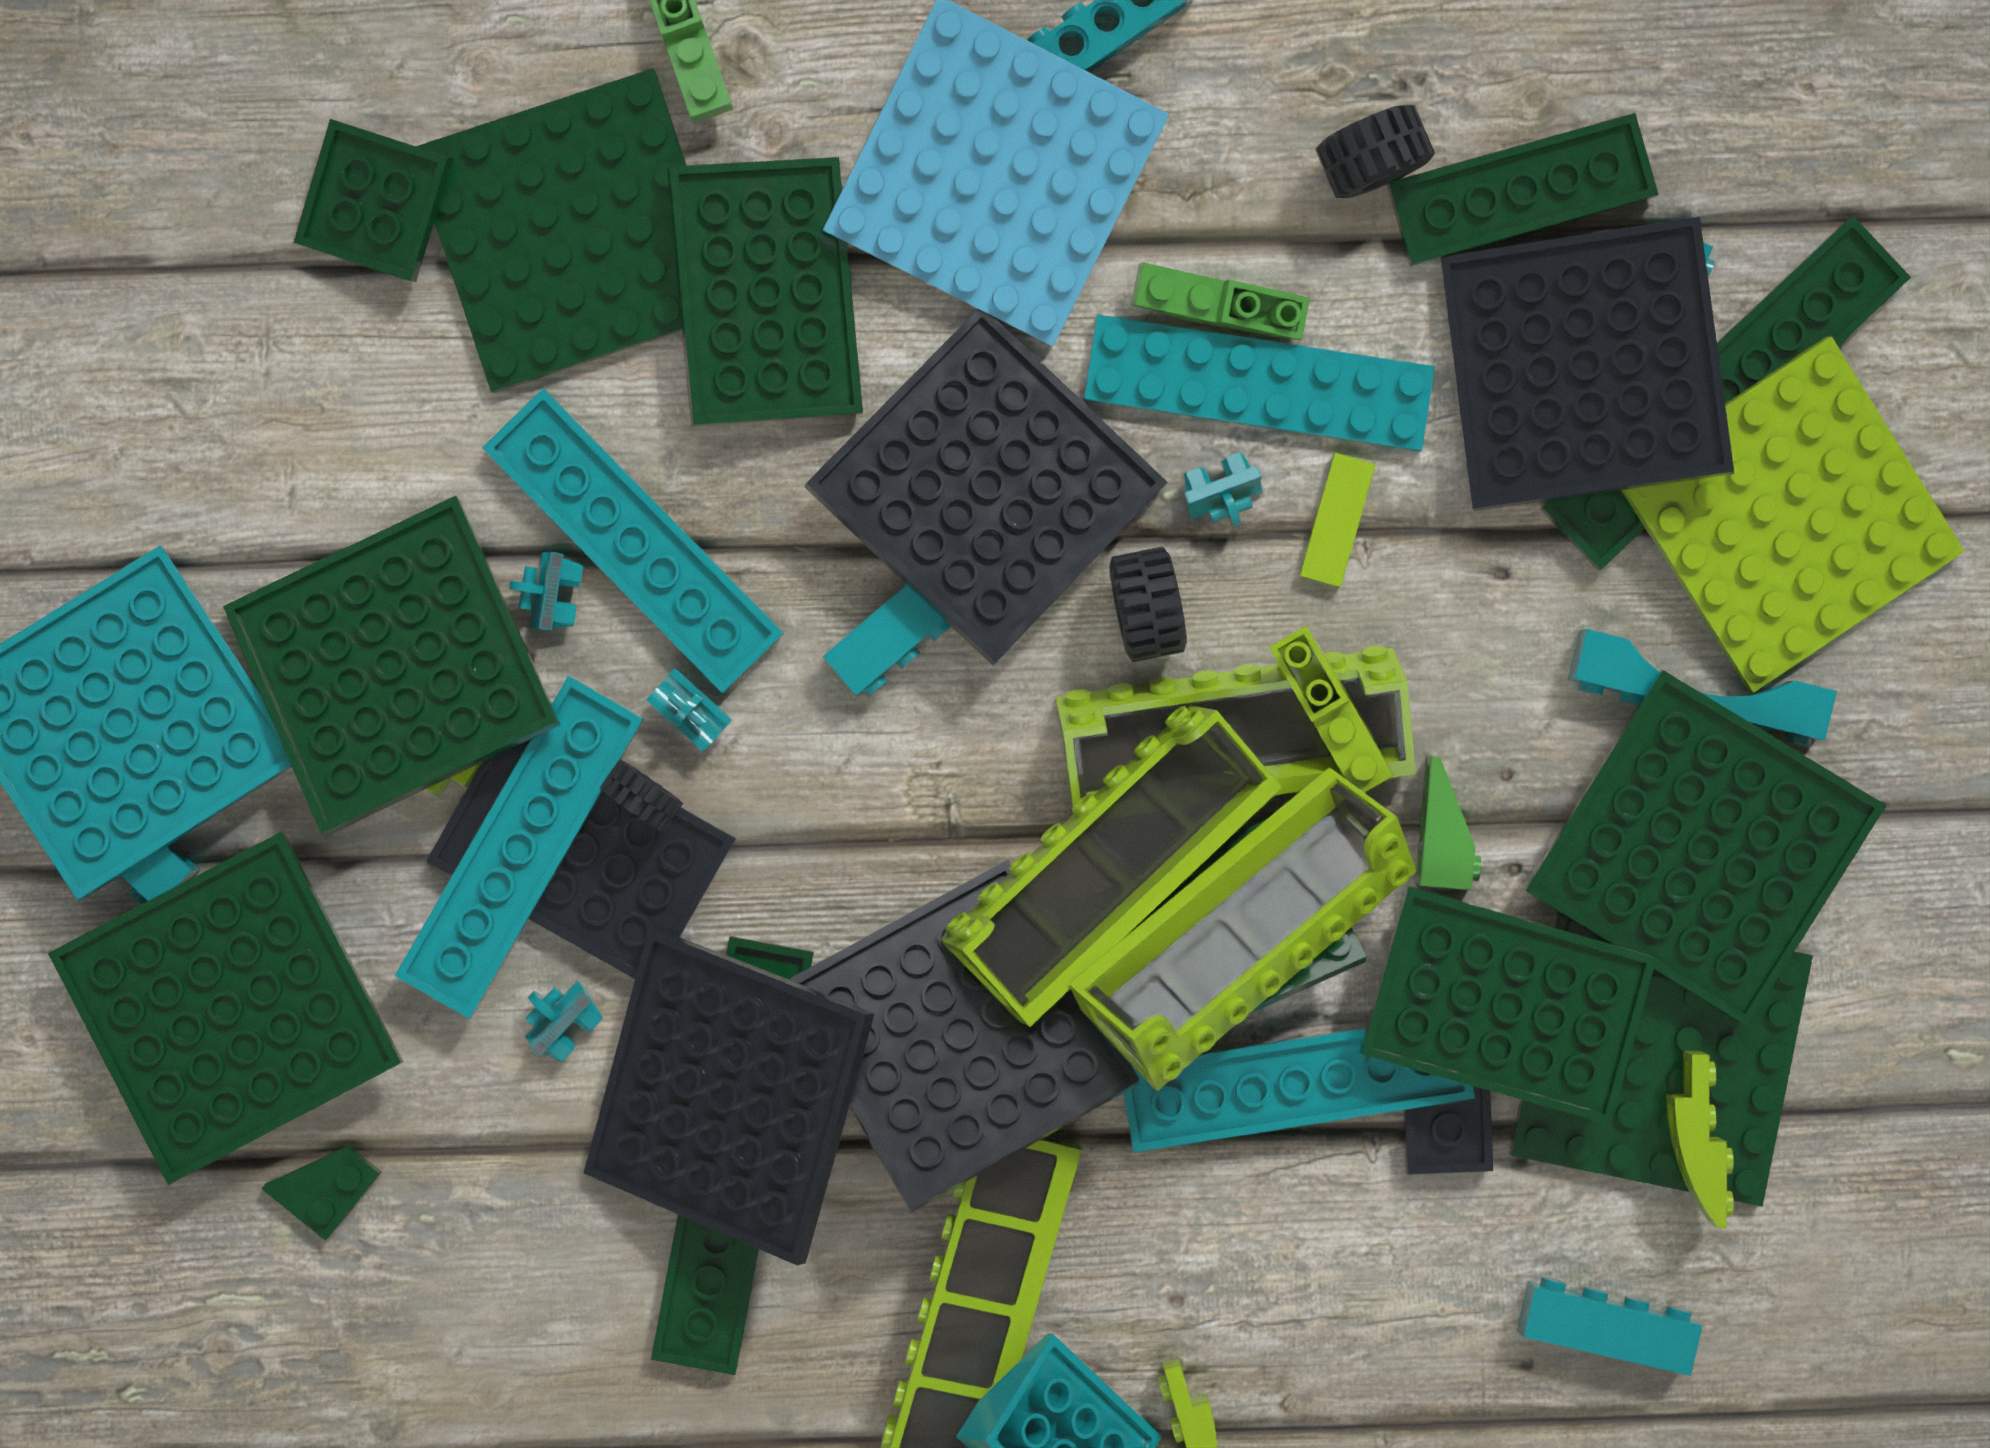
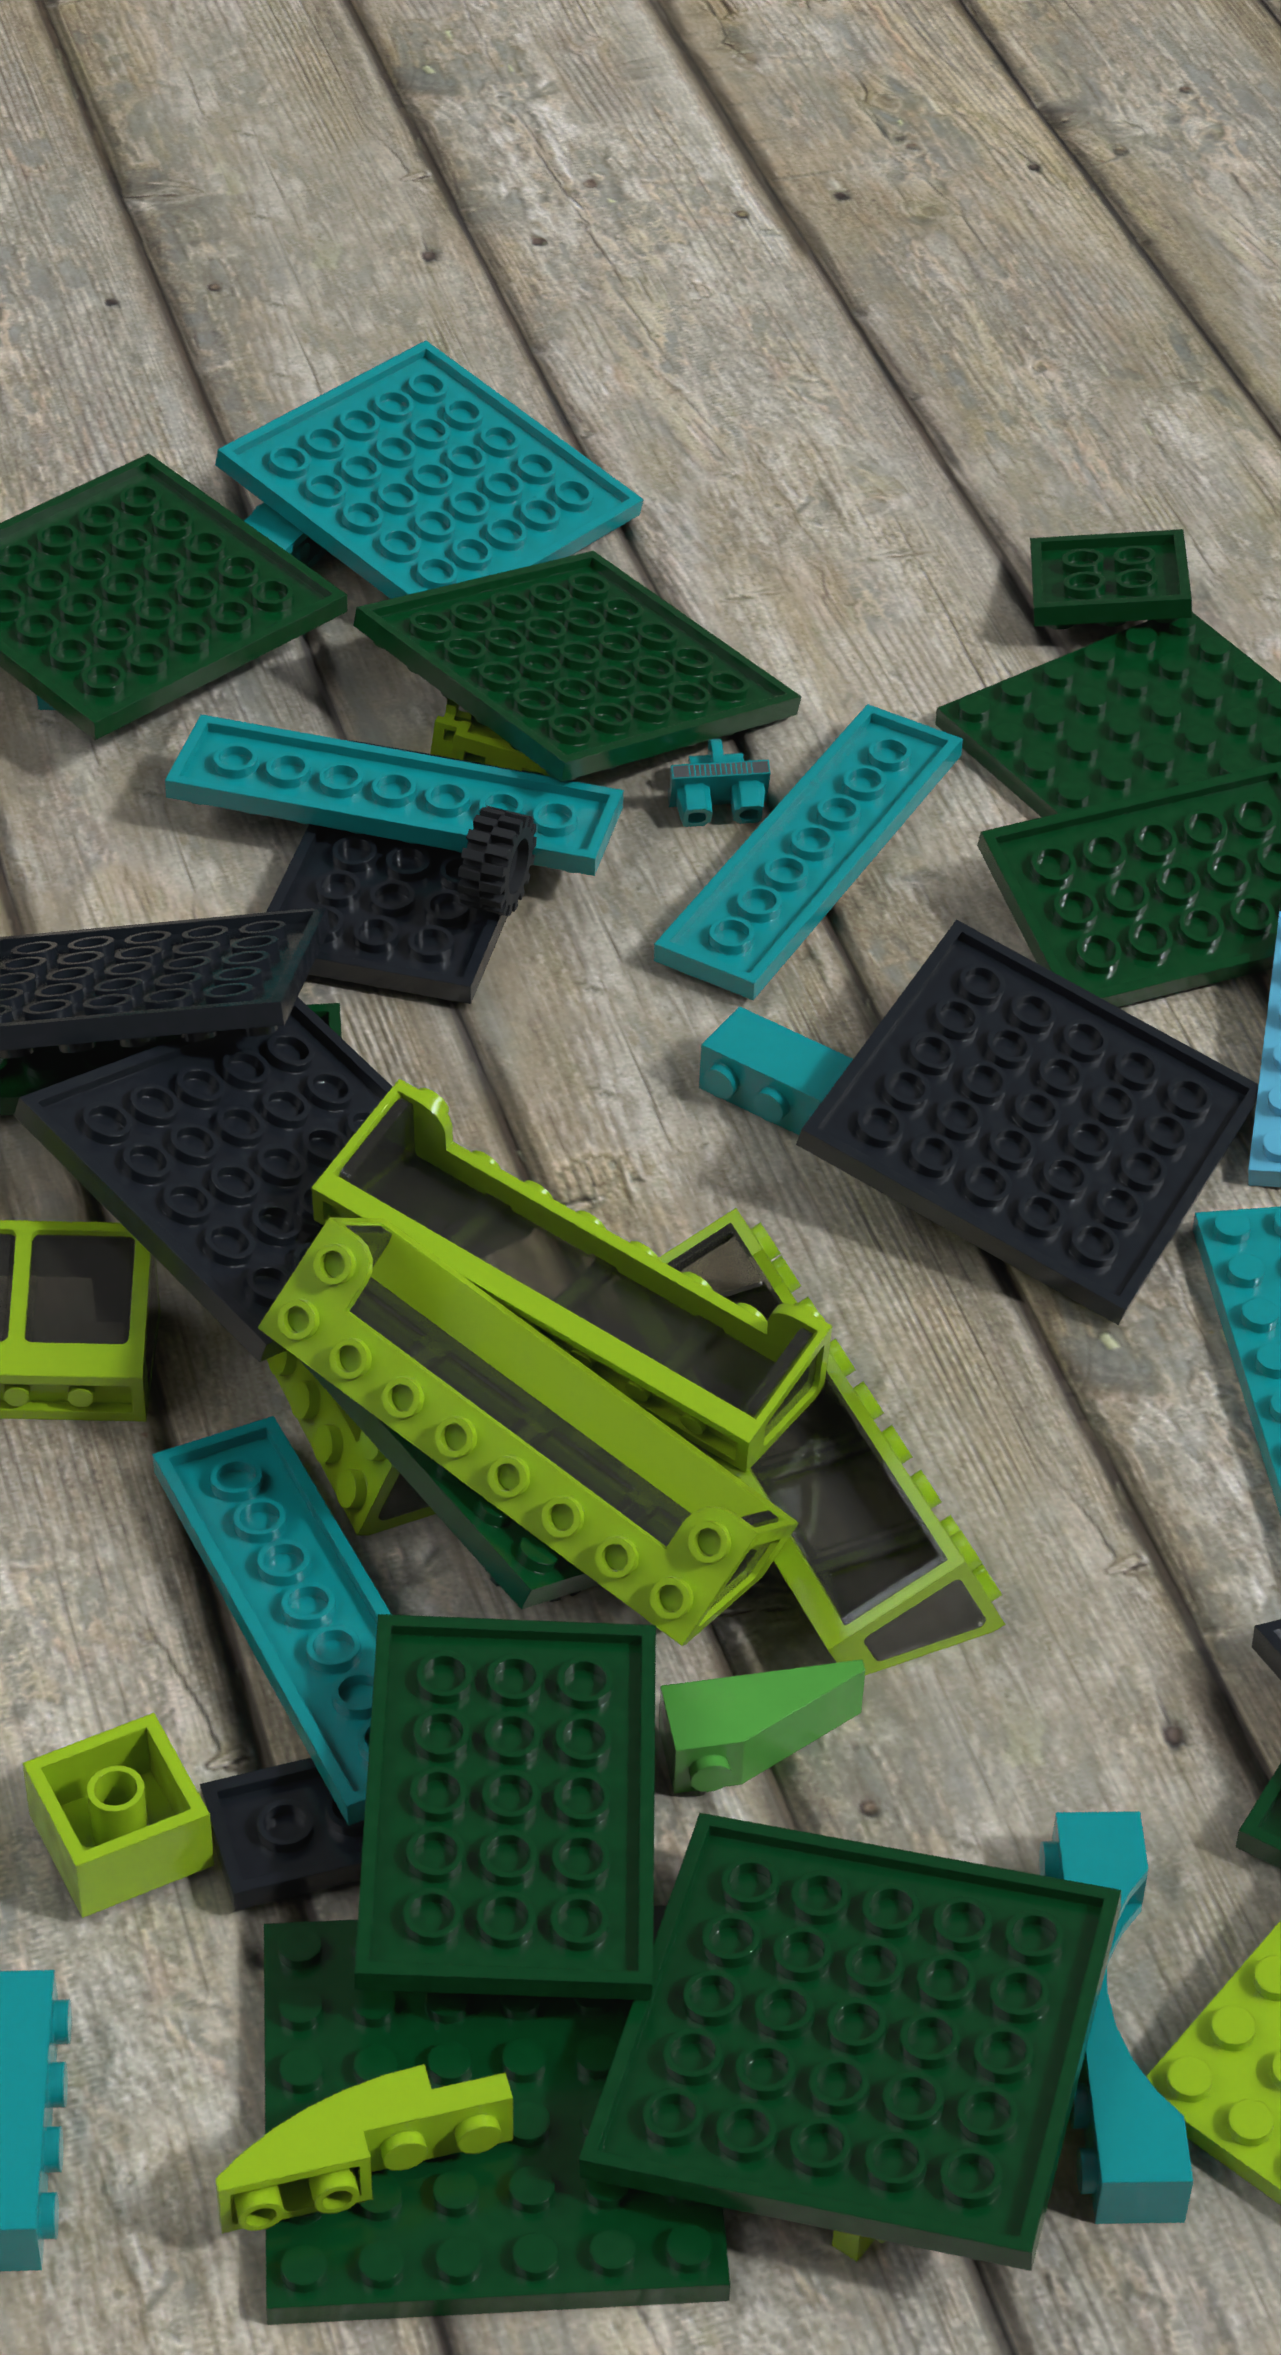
camera: 70 degrees right, 45 degrees down
(555, 1014) = (187, 873): teal hips -> none
(689, 709) = (619, 919): teal hips -> none
(1148, 604) = (947, 1290): black tyre -> none
(1224, 496) = (1137, 1369): teal hips -> none
(1331, 709) = (881, 1522): lime slope -> none
(1337, 520) = (1161, 1516): lime tile -> none
(1426, 1228) = (118, 1814): none -> lime brick

